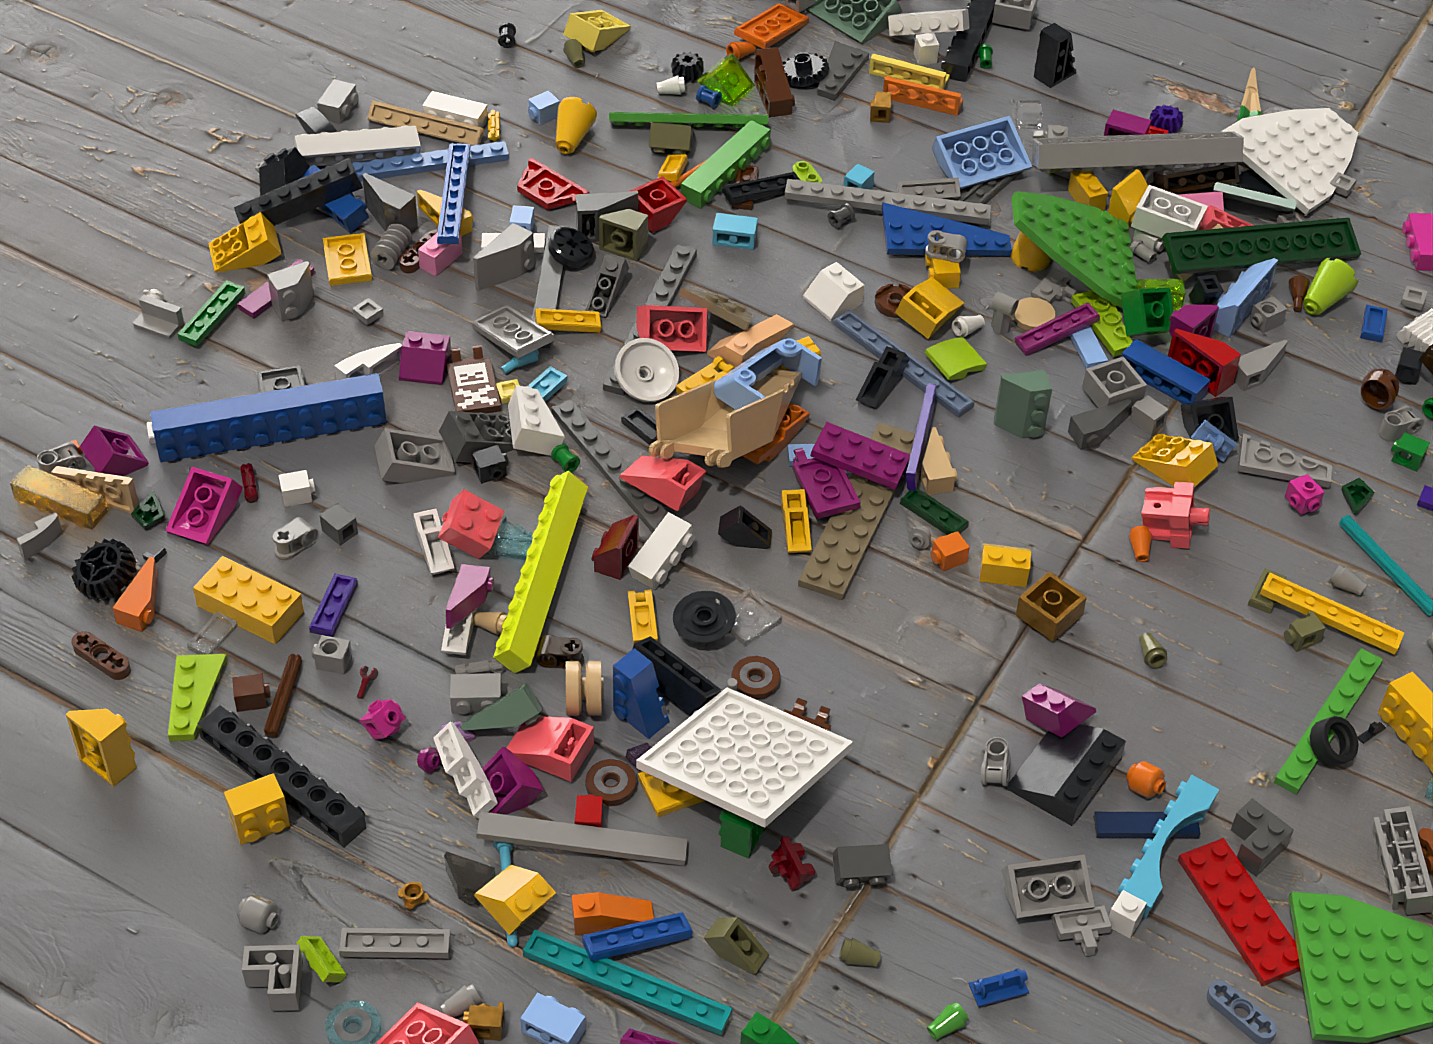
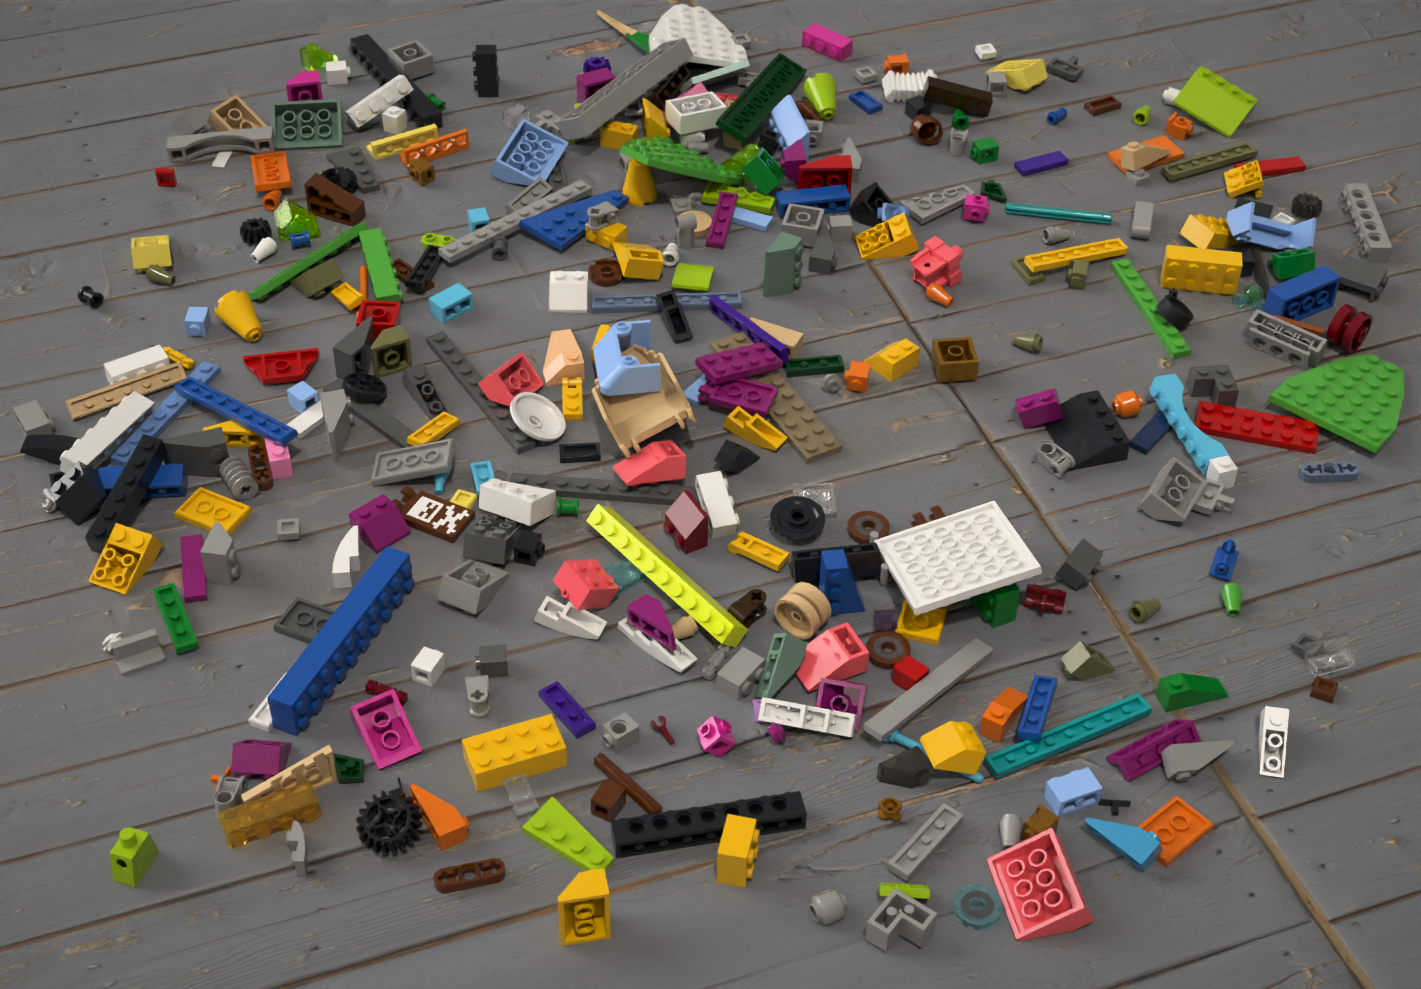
camera: 50 degrees left, 5 degrees down
(719, 306) = (529, 346): dark tan wing -> none

